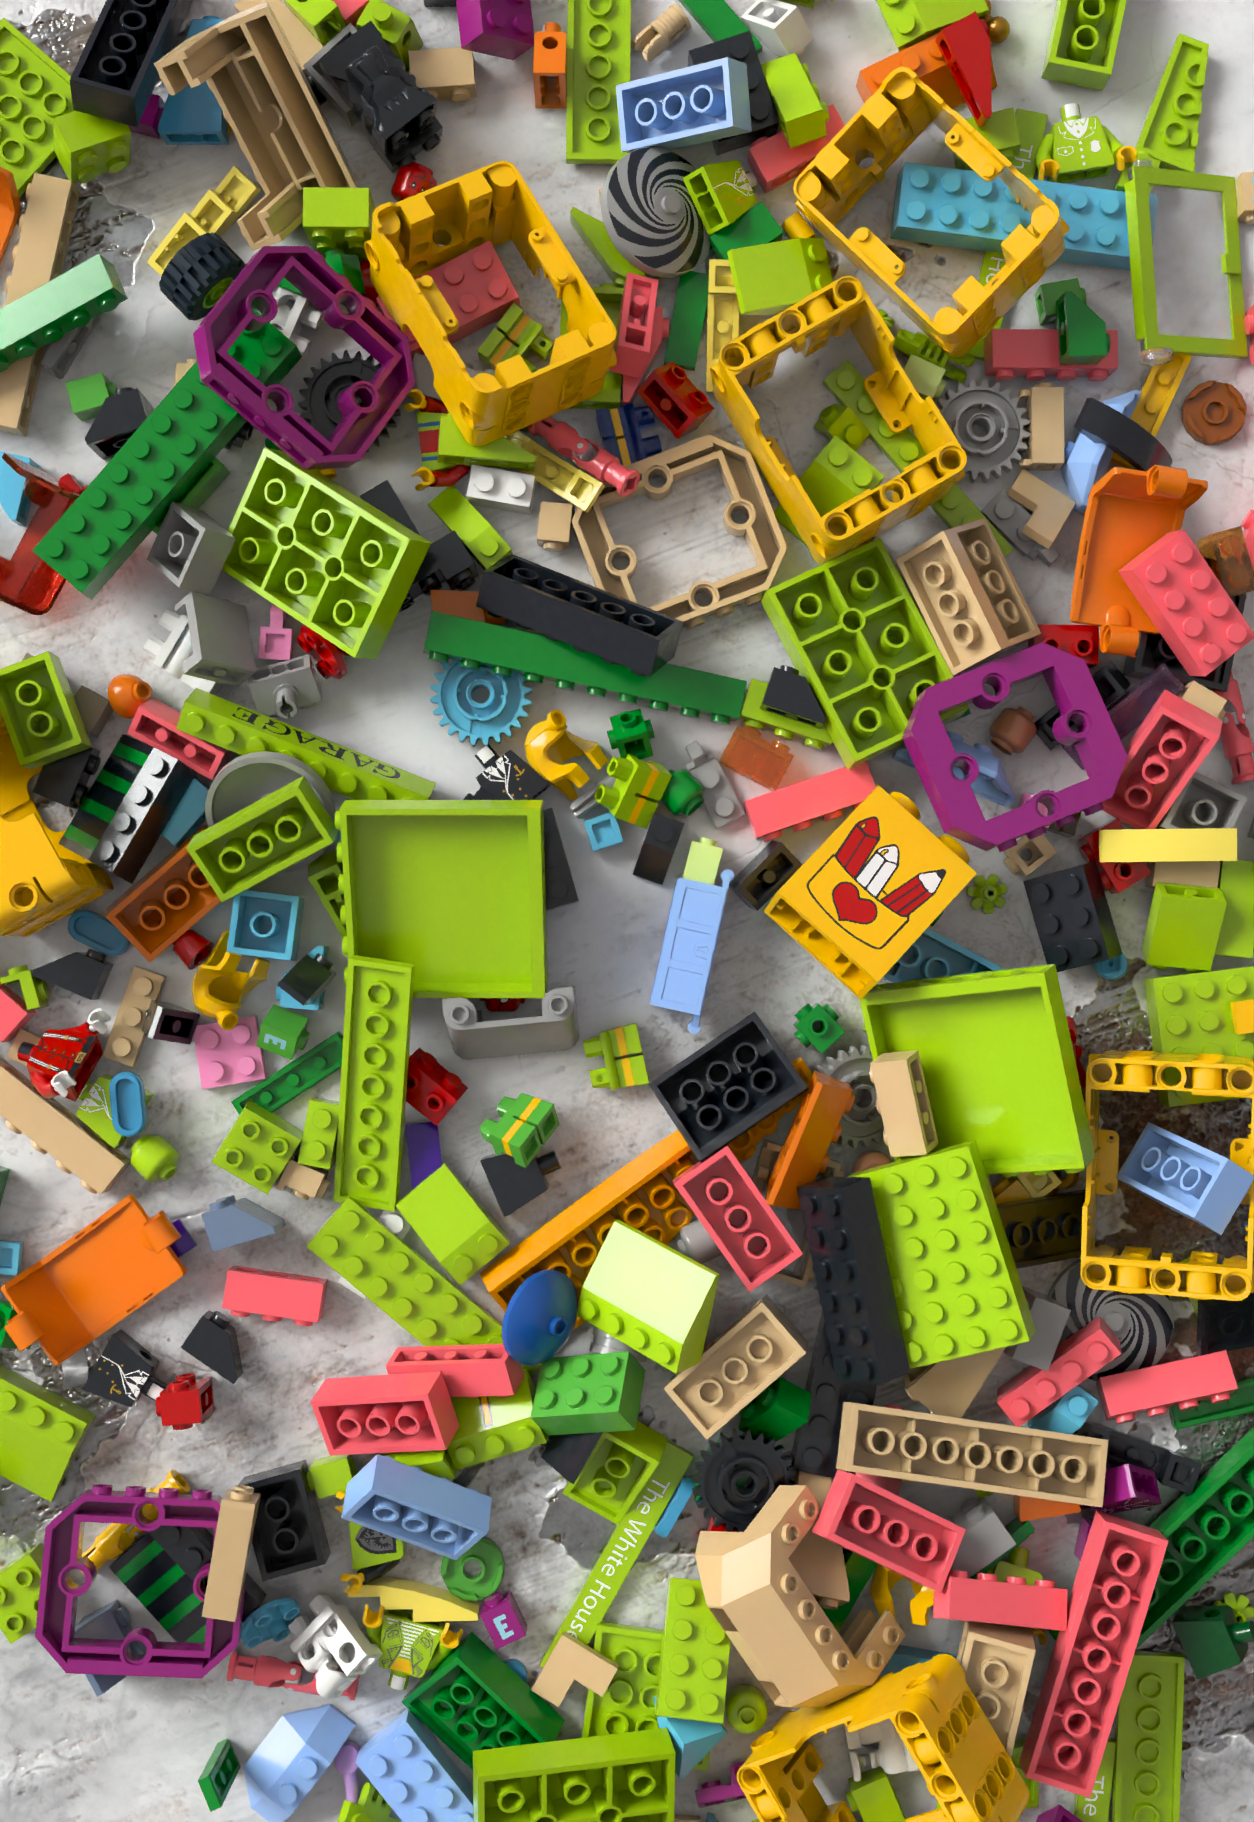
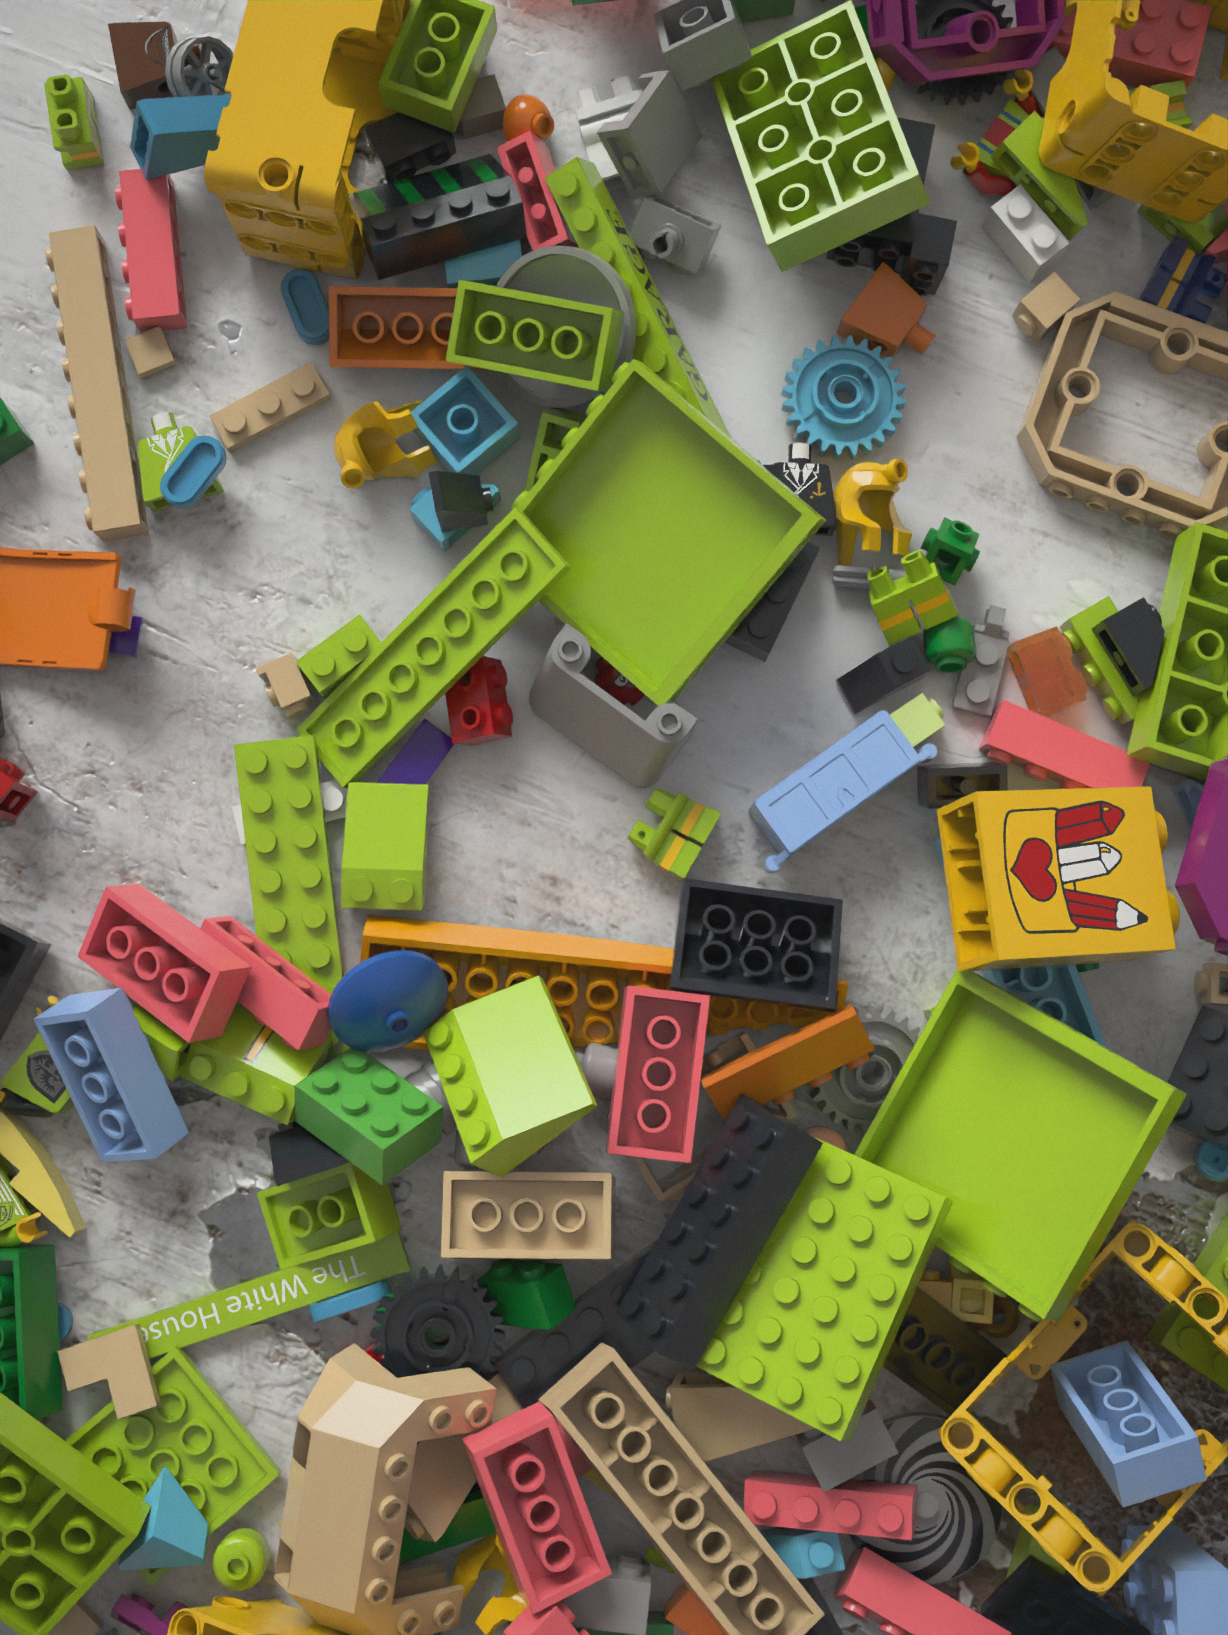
camera: 35 degrees right, 5 degrees down
(33, 988) = (205, 299): lime bracket -> none
(65, 1057) = (175, 385): red torso -> none
(78, 973) = (257, 321): black slope -> none
(154, 1158) = (171, 545): lime head -> none
(170, 1022) = (299, 436): black slope -> none
(192, 948) = (378, 386): red hat -> none
(216, 1345) = (68, 763): black slope -> none
(229, 1055) = (325, 514): bright pink plate -> none
(238, 1221) = (188, 664): sand blue slope -> none
(258, 1147) = (272, 616): lime brick -> none
(274, 1295) = (163, 766): coral brick -> none
(276, 640) = (702, 189): bright pink plate -> none
(283, 1032) = (390, 535): bright green brick -> none
(295, 1076) = (353, 588): green tile -> none
(326, 654) = (739, 233): red plate -> none
(331, 1474) = (61, 976): lime brick -> none
(472, 528) = (969, 264): lime slope -> none
(478, 1586) = (100, 1209): bright green tile -> none
(503, 1619) = (93, 1260): magenta brick -> none
(515, 1184) = (485, 858): black torso -> none
(522, 1129) = (529, 813): bright green hips -> none
(557, 661) = (962, 450): green brick -> none
(559, 475) = (1090, 269): light yellow slope -> none
(579, 615) = (1003, 396): black brick -> none
(603, 467) = (1132, 263): coral piece -> none
(603, 831) = (845, 616): medium azure plate -> none
(692, 1657) = (236, 1459): lime brick -> none
(829, 1030) = (902, 968): green brick -> none
(903, 1103) = (912, 1107): tan brick -> none
(980, 894) = (1153, 989): lime plant -> none

